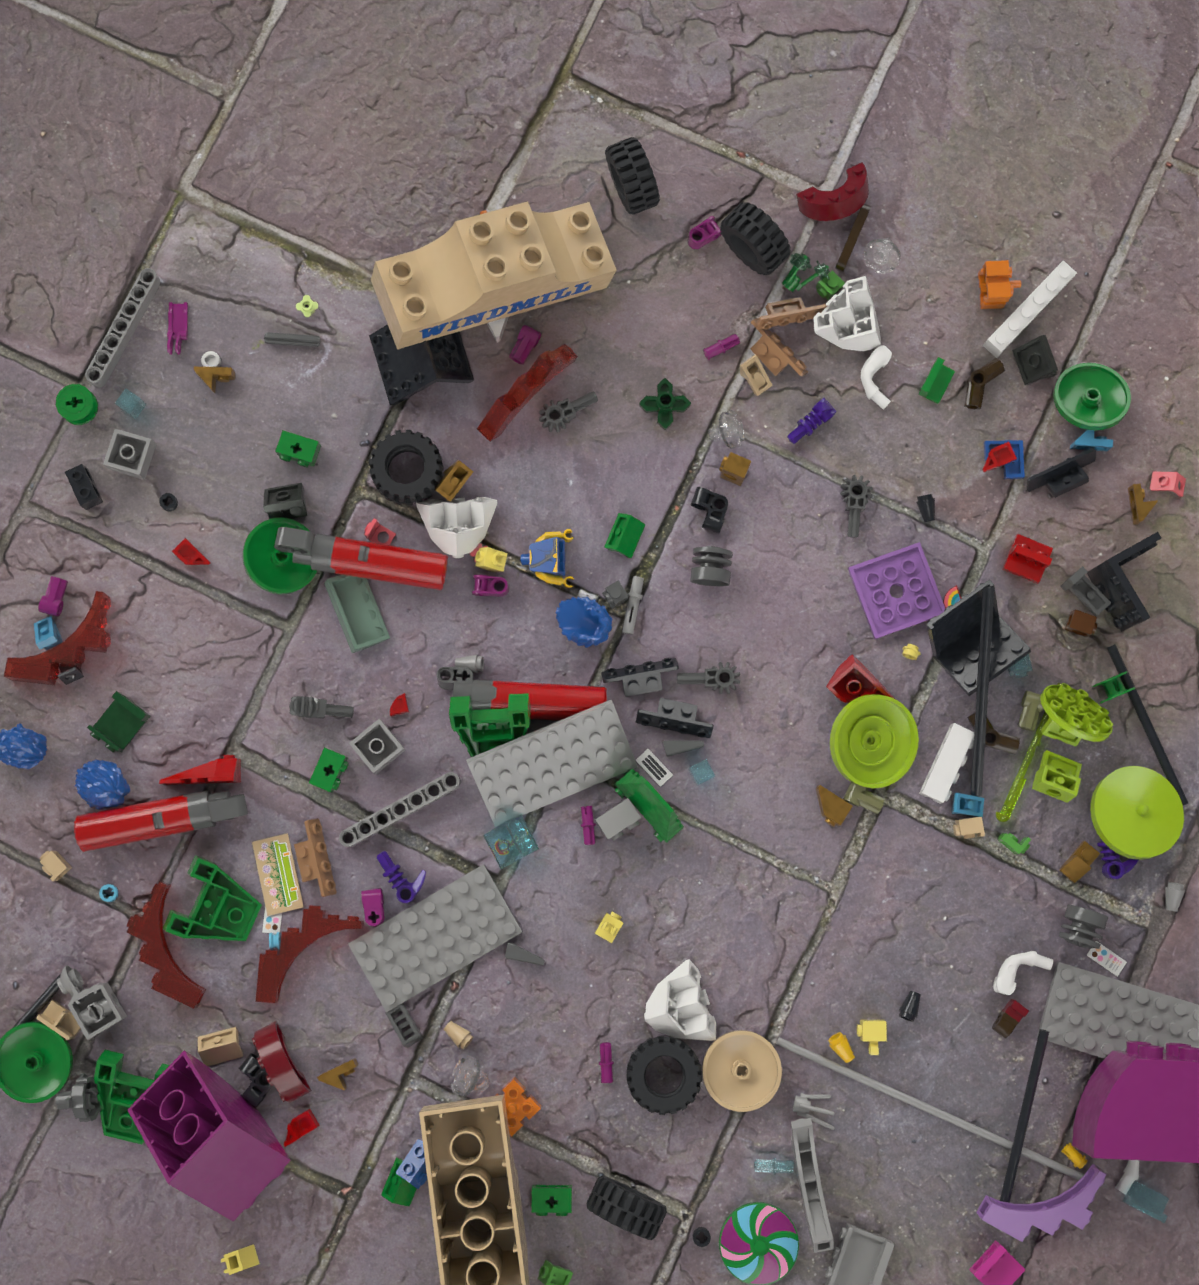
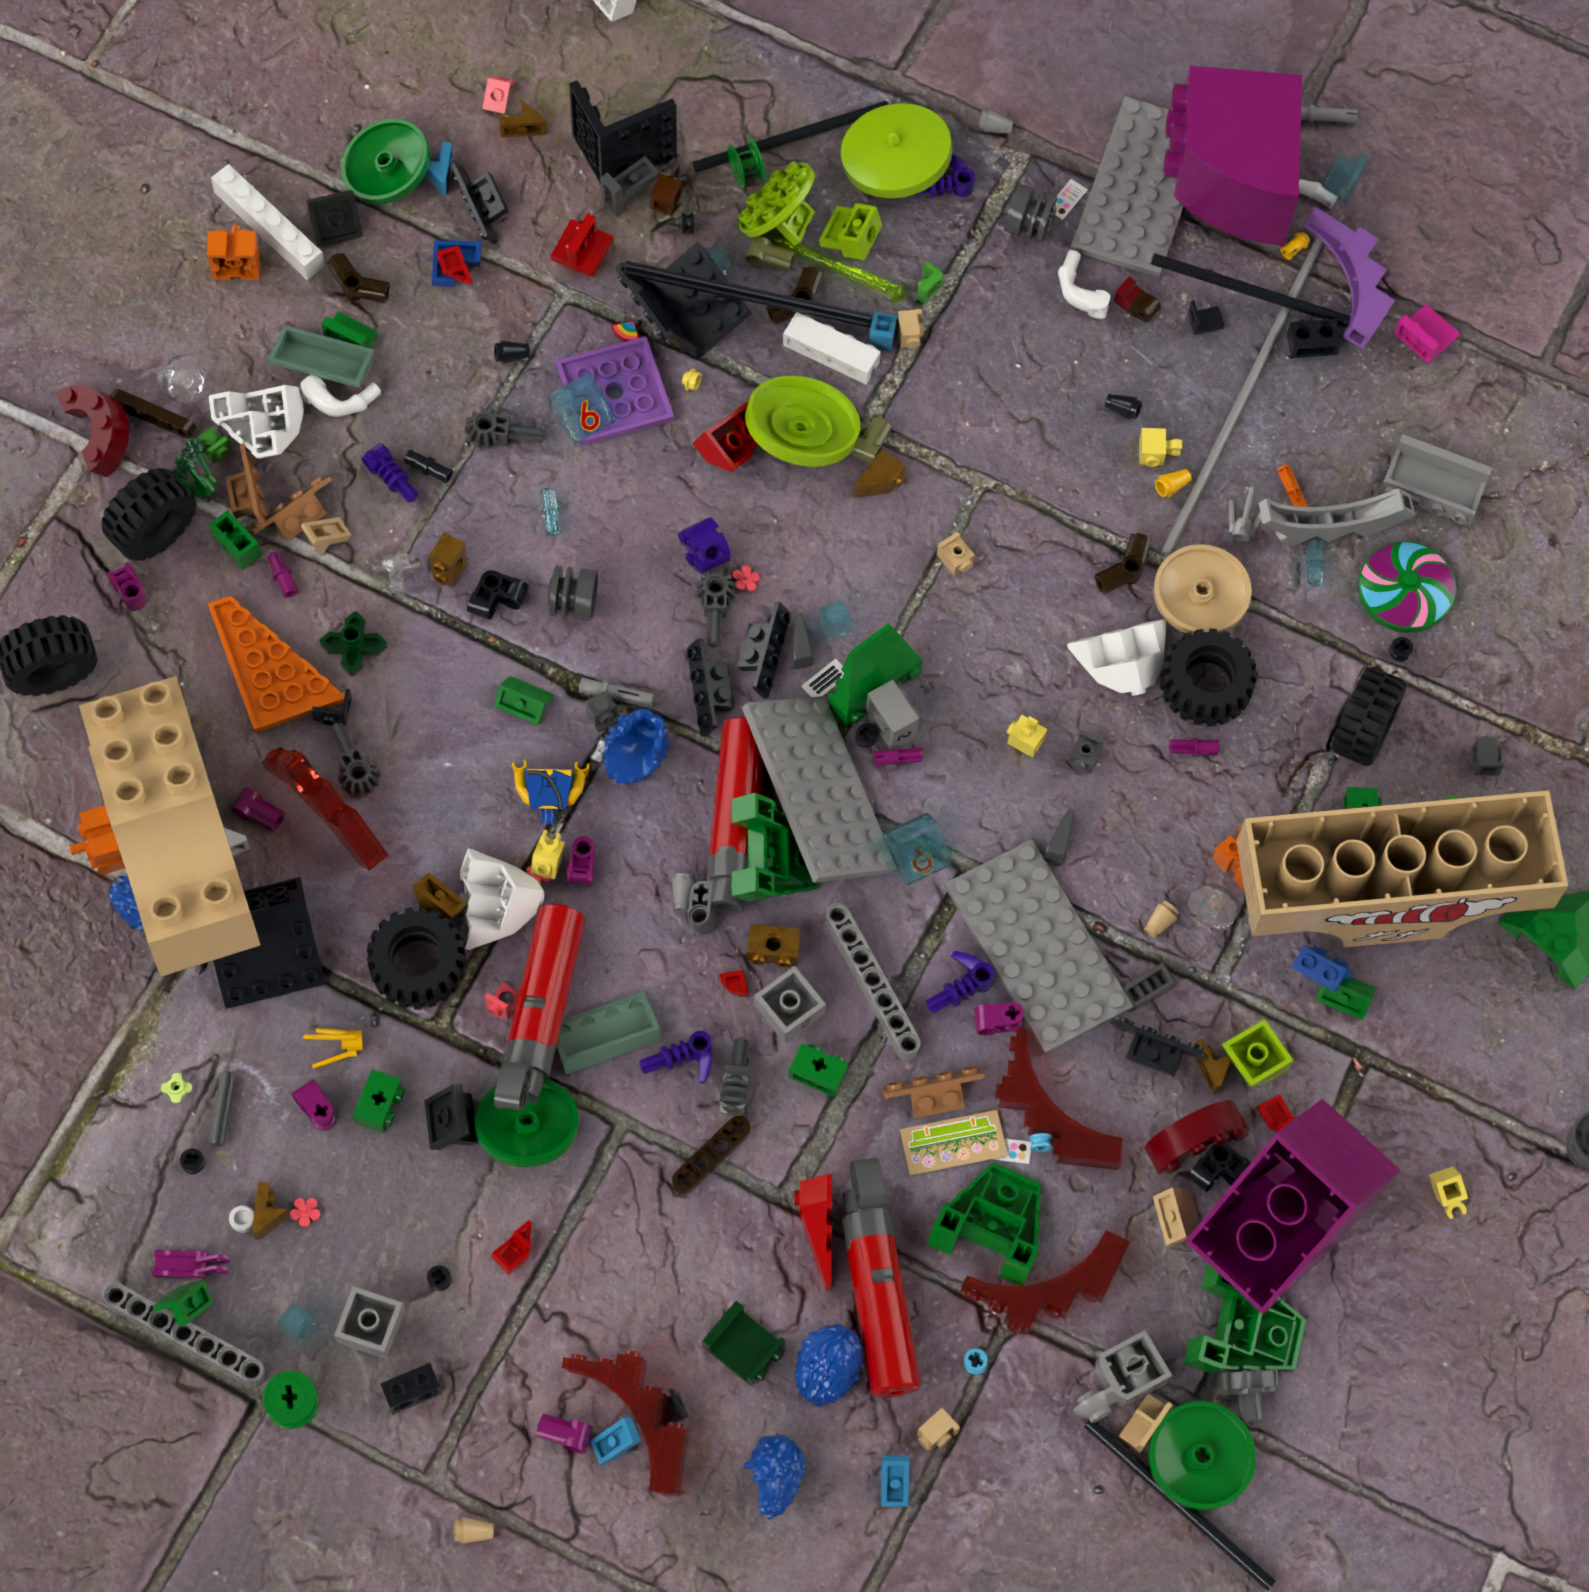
camera: 90 degrees left, 15 degrees down
(18, 834) = (895, 1480): none -> dark azure slope
(143, 324) = (186, 1301): none -> green panel
(217, 404) = (305, 1211): none -> coral plant
(248, 317) = (194, 1153): none -> black bush
(263, 693) = (707, 1151): none -> dark brown beam
(297, 402) = (313, 1102): none -> magenta piece
(341, 669) = (684, 1051): none -> dark purple piece
(343, 1109) = (1258, 1054): none -> lime slope
(344, 425) = (350, 1040): none -> yellow plant
(347, 1029) = (1155, 1050): none -> black bracket
(430, 744) = (786, 938): none -> pearl gold brick
(602, 796) = (871, 730): none -> black bush
(605, 974) = (1089, 743): none -> dark grey brick
(606, 401) = (332, 716): none -> black bracket
(637, 343) = (269, 675): none -> orange wing
(737, 701) = (745, 579): none -> coral plant
(745, 308) = (235, 540): none -> green brick
(758, 666) = (705, 545): none -> dark purple brick
(768, 861) = (955, 563): none -> tan brick
(772, 1014) = (1118, 574): none -> dark brown piece
(786, 546) = (550, 512): none -> clear light blue axle
(820, 450) = (428, 466): none -> black pin
(839, 1150) = (1291, 486): none -> orange piece
(873, 564) = (581, 408): none -> clear light blue slope
(908, 360) = (322, 356): none -> sand green slope
(979, 1170) = (1314, 344): none -> black brick
(996, 1076) = (1205, 319): none -> black bracket
(1055, 642) = (687, 223): none -> black bush
(1079, 862) = (953, 217): pearl gold slope -> none

